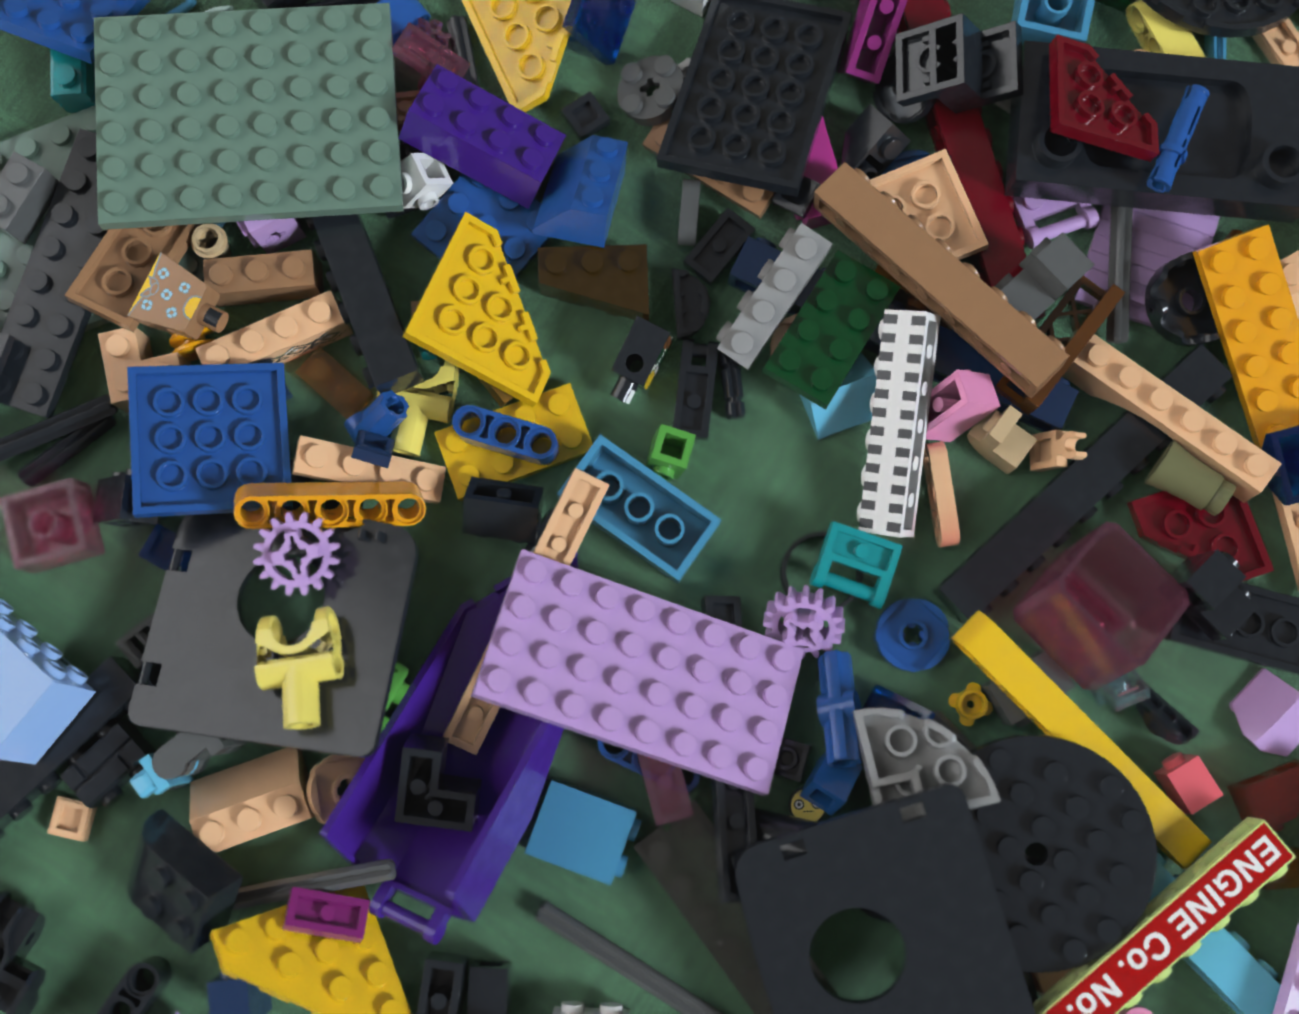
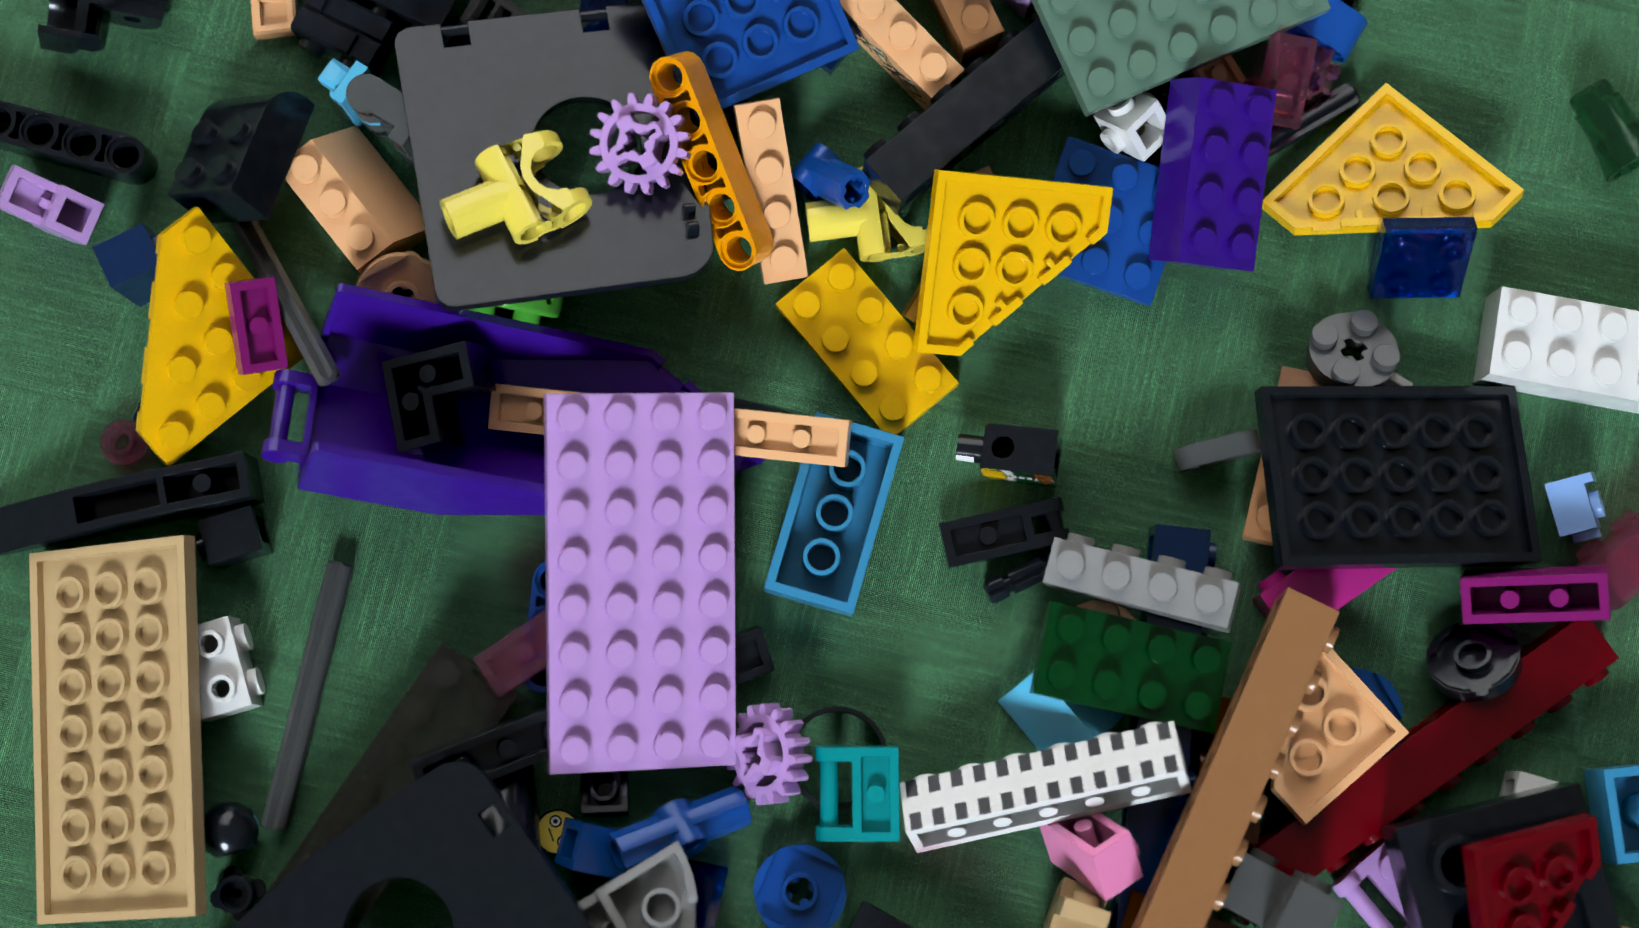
camera: 70 degrees right, 0 degrees up
(334, 383) = (861, 115): clear orange plate -> none
(373, 448) = (795, 185): dark blue tile -> none
(493, 422) = (872, 309): blue beam -> none
(502, 510) = (778, 358): black brick -> none
(583, 191) = (1191, 316): blue slope -> none
(583, 832) = (442, 581): dark azure brick -> none
(585, 116) = (1290, 287): black plate -> none
(597, 277) = (1096, 372): dark brown wedge -> none
(670, 452) = (913, 527): bright green brick -> none
(690, 303) = (1105, 491): black plate -> none
(718, 246) = (1189, 501): black plate -> none
(798, 205) = (1278, 580): black tile -> none
(872, 143) = (1383, 642): black slope -> none
(941, 494) = (981, 870): light nougat beam -> none
(959, 64) = (1519, 711): black bracket -> none

